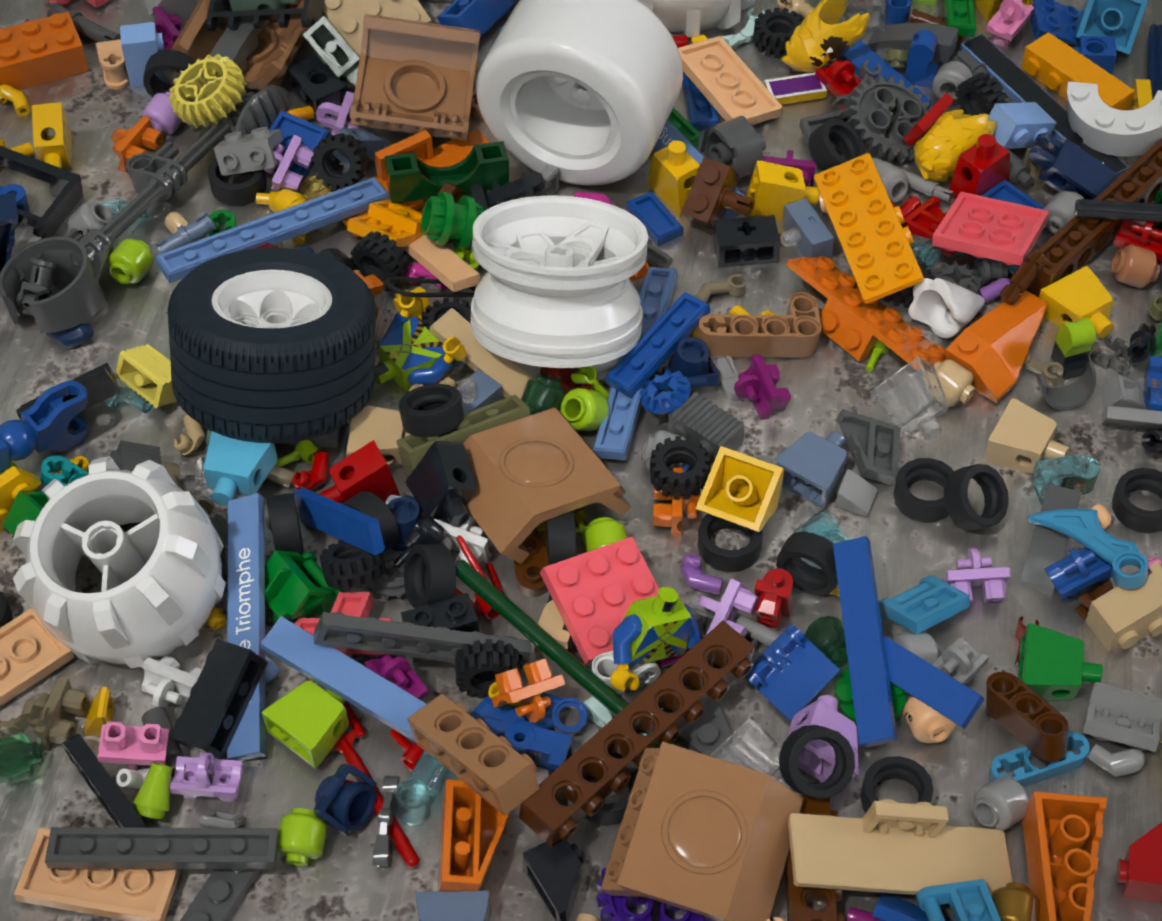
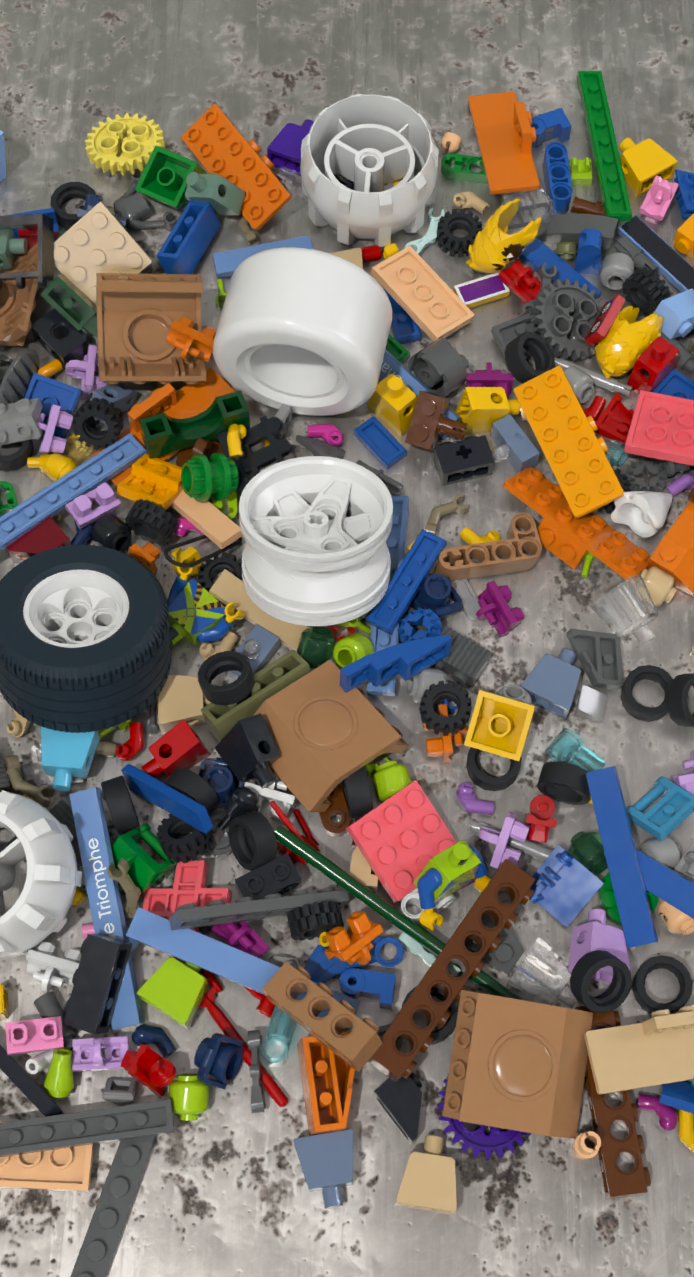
camera: 10 degrees left, 15 degrees up
(260, 795) = (149, 1068): none -> red hips
(272, 595) = (132, 892): none -> dark tan piece
(278, 772) = (154, 1035): none -> dark blue arm
(307, 235) = (82, 506): none -> lavender hips
(456, 92) = (190, 340): none -> orange hips
(487, 189) = (234, 437): none -> yellow arm
(635, 411) = (402, 659): none -> blue slope

